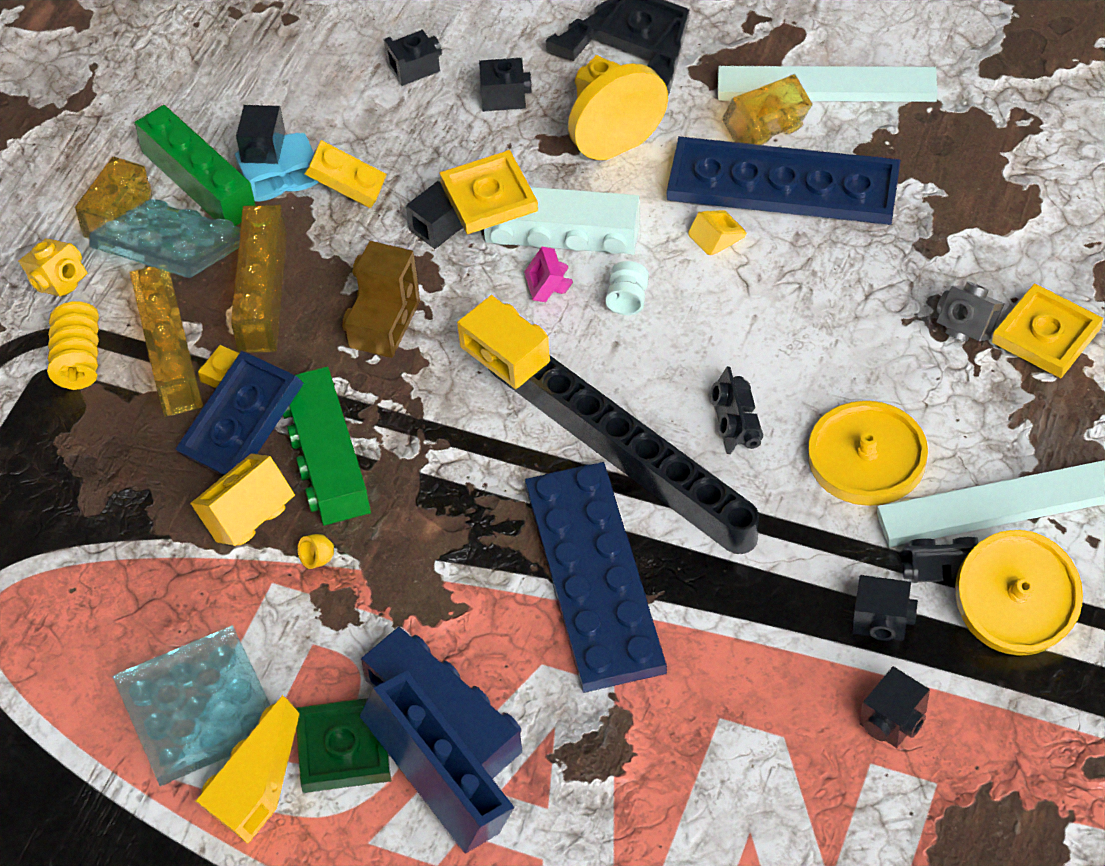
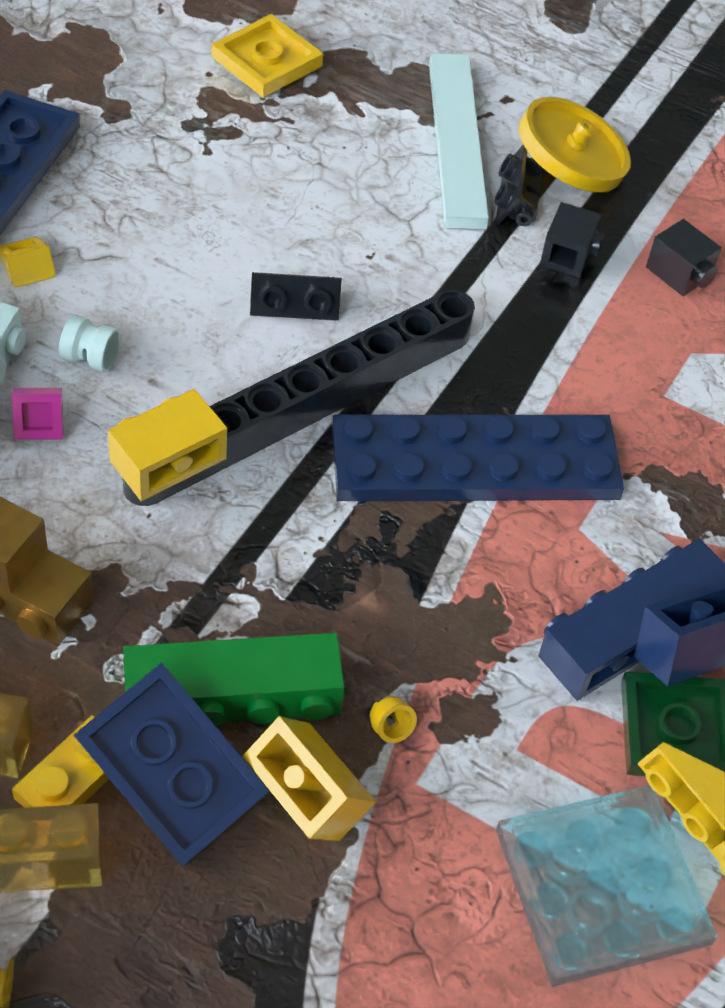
camera: 90 degrees left, 0 degrees up
(867, 453) = (372, 213): yellow piece -> none
(981, 316) = (235, 91): flat silver brick -> none

